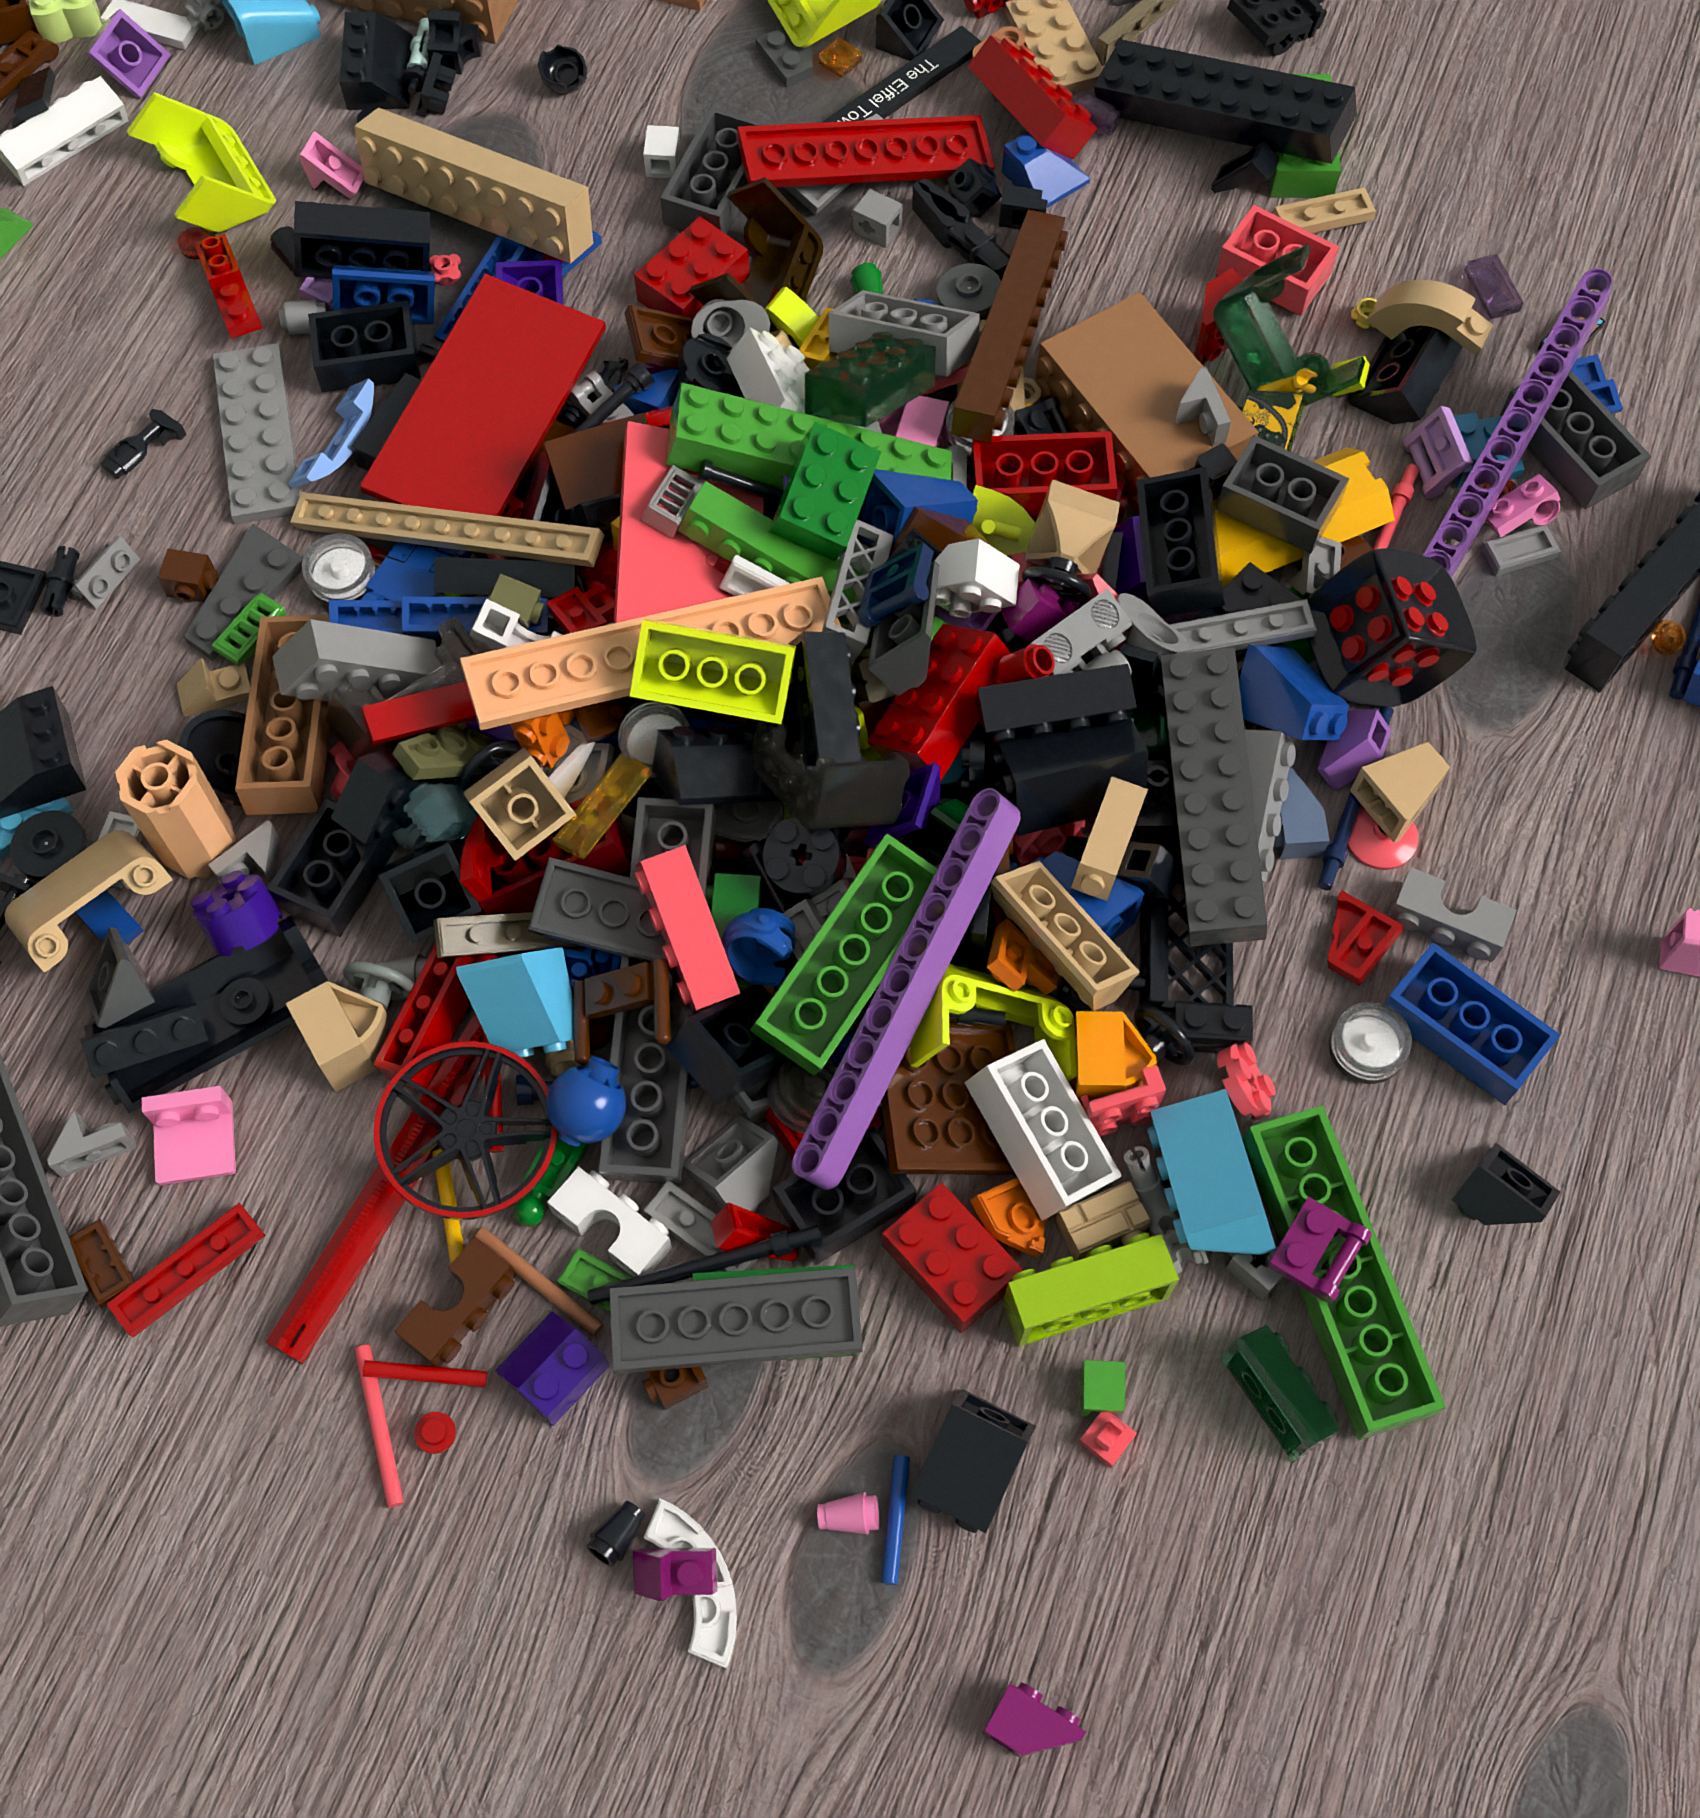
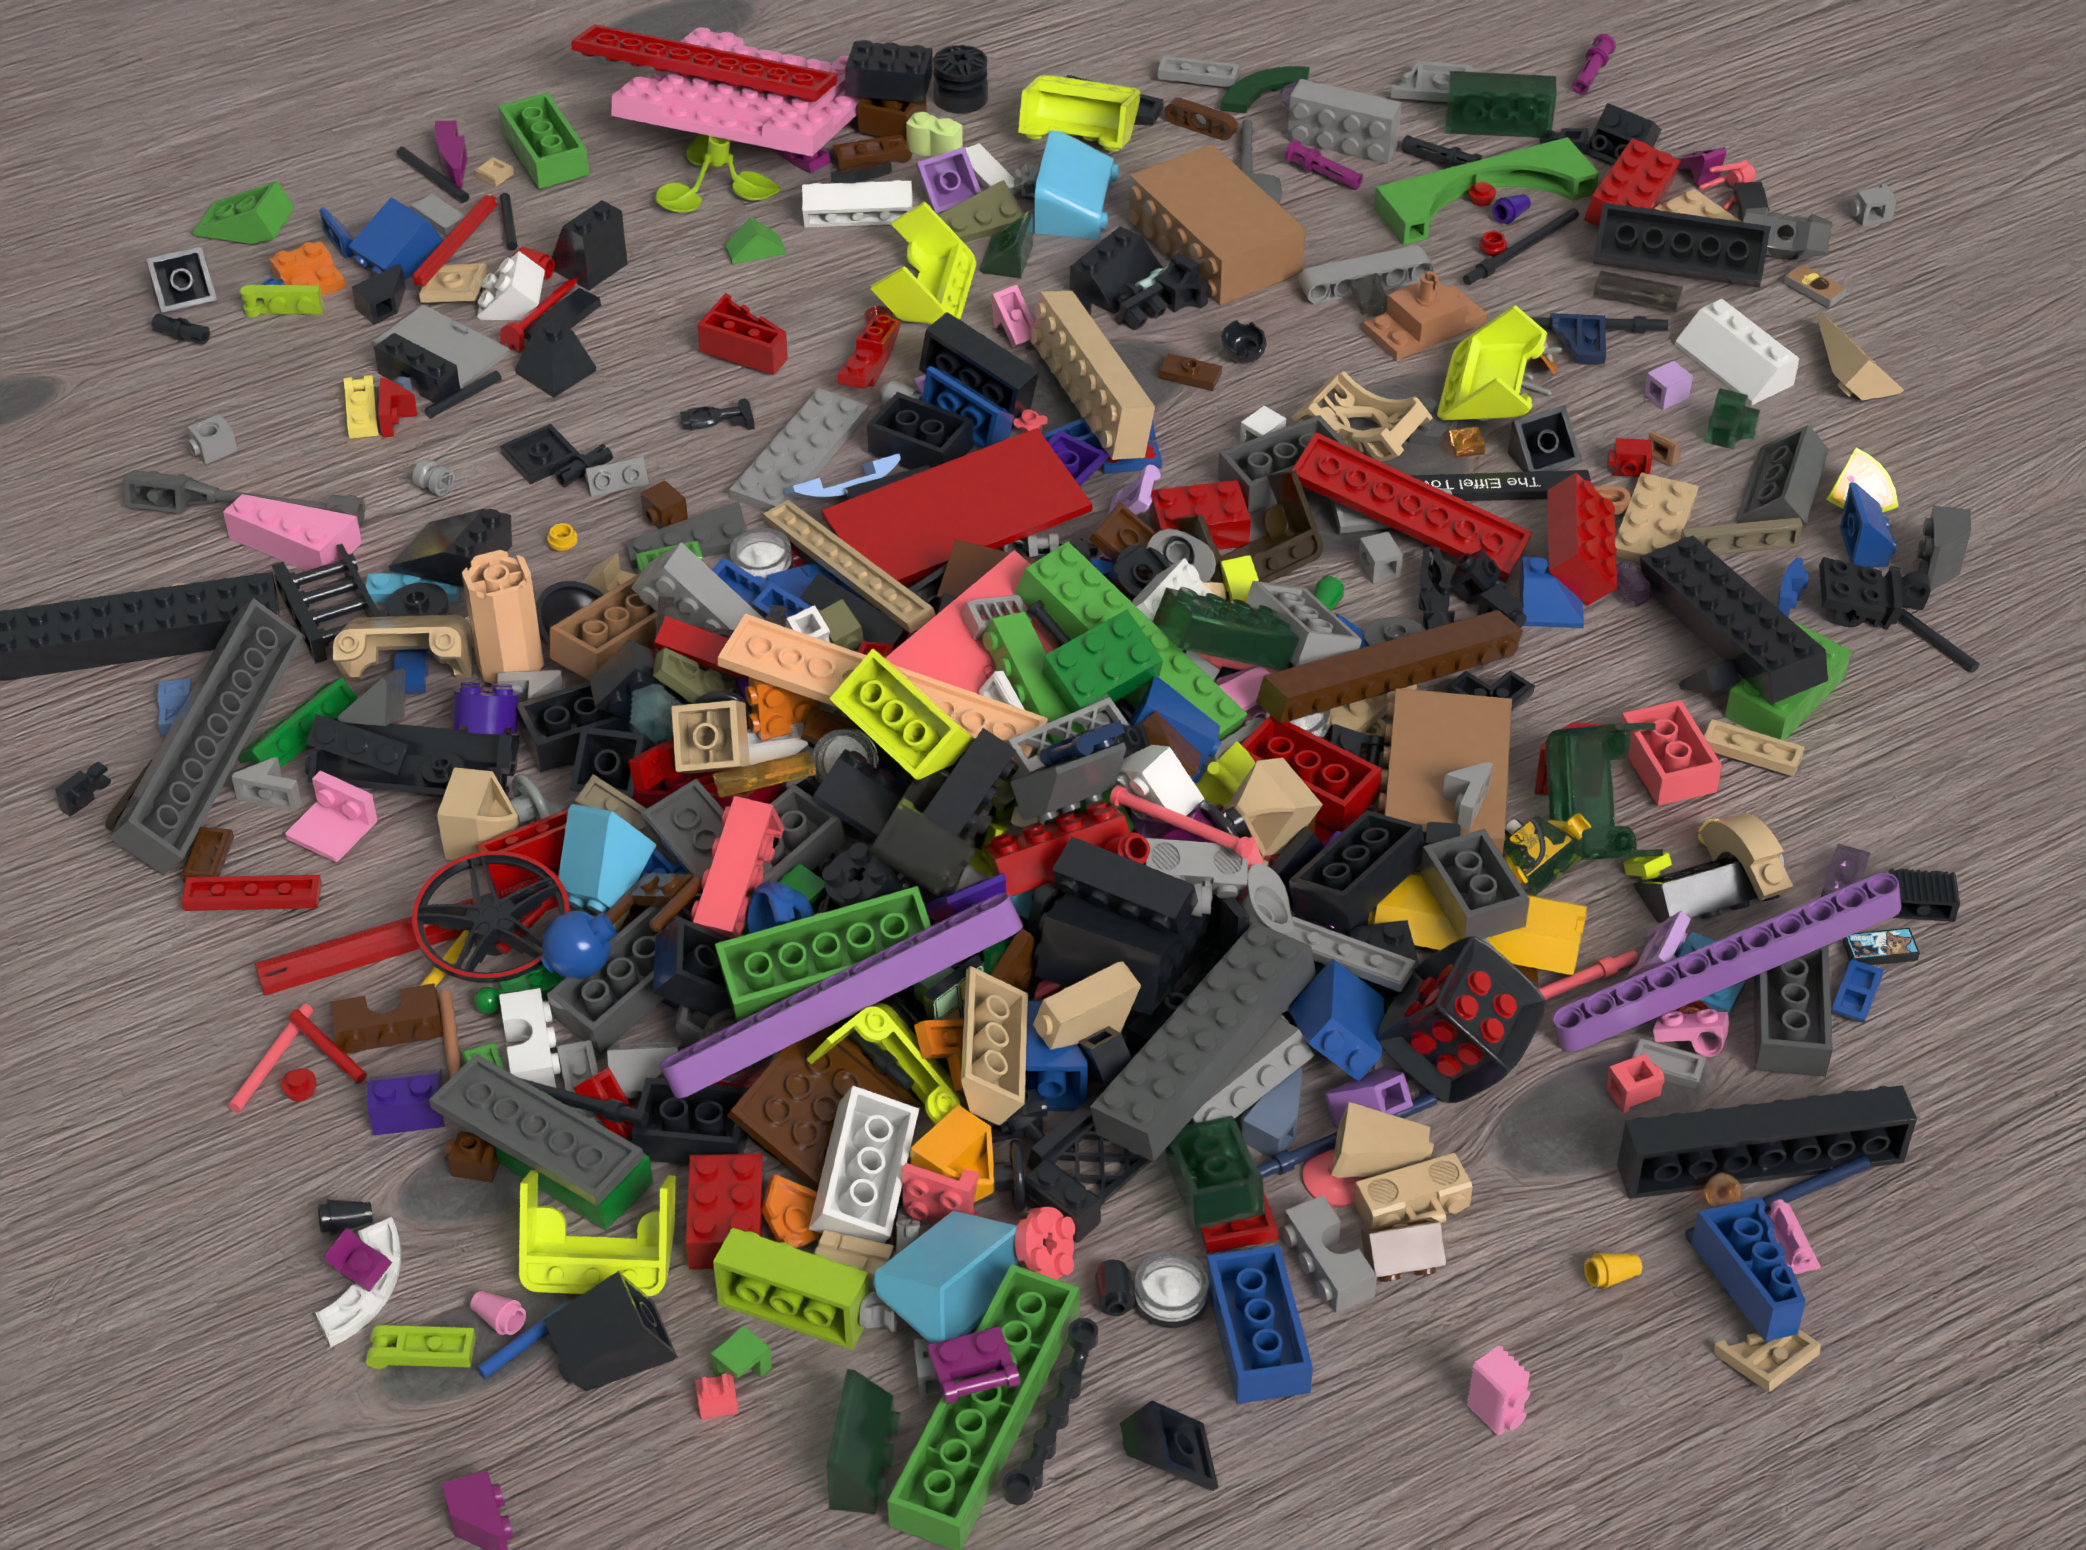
camera: 40 degrees right, 20 degrees down
(55, 1057) = (291, 732): none -> green fence
(89, 345) = (741, 337): none -> red wedge
(112, 666) = (562, 537): none -> yellow plate
(194, 68) = (983, 213): none -> olive wing
(252, 95) = (1010, 249): none -> clear green slope
(537, 128) = (1190, 372): none -> reddish brown plate
(622, 288) = (1137, 495): none -> lavender plate
(771, 104) = (1395, 417): none -> tan fence
(817, 1604) = (421, 1346): none -> lime plate
(887, 1389) = (578, 1263): none -> neon yellow windscreen
(1034, 603) = (1242, 846): none -> coral bar
(1078, 303) = (1508, 686): none -> black brick
(1216, 38) = (1792, 583): none -> blue slope
(1318, 910) = (1215, 1173): none -> clear green brick
(1324, 1076) = (1114, 1288): none -> black brick
(1366, 24) = (1939, 641): none -> black bar
(1447, 1327) = (1021, 1484): none -> black bar
(1453, 823) = (1414, 1192): none -> tan piece
(1506, 865) = (1404, 1248): none -> brick
(1522, 586) = (1634, 1082): none -> coral brick
(1561, 267) = (1927, 895): none -> black brick
(1655, 768) = (1610, 1269): none -> yellow cone

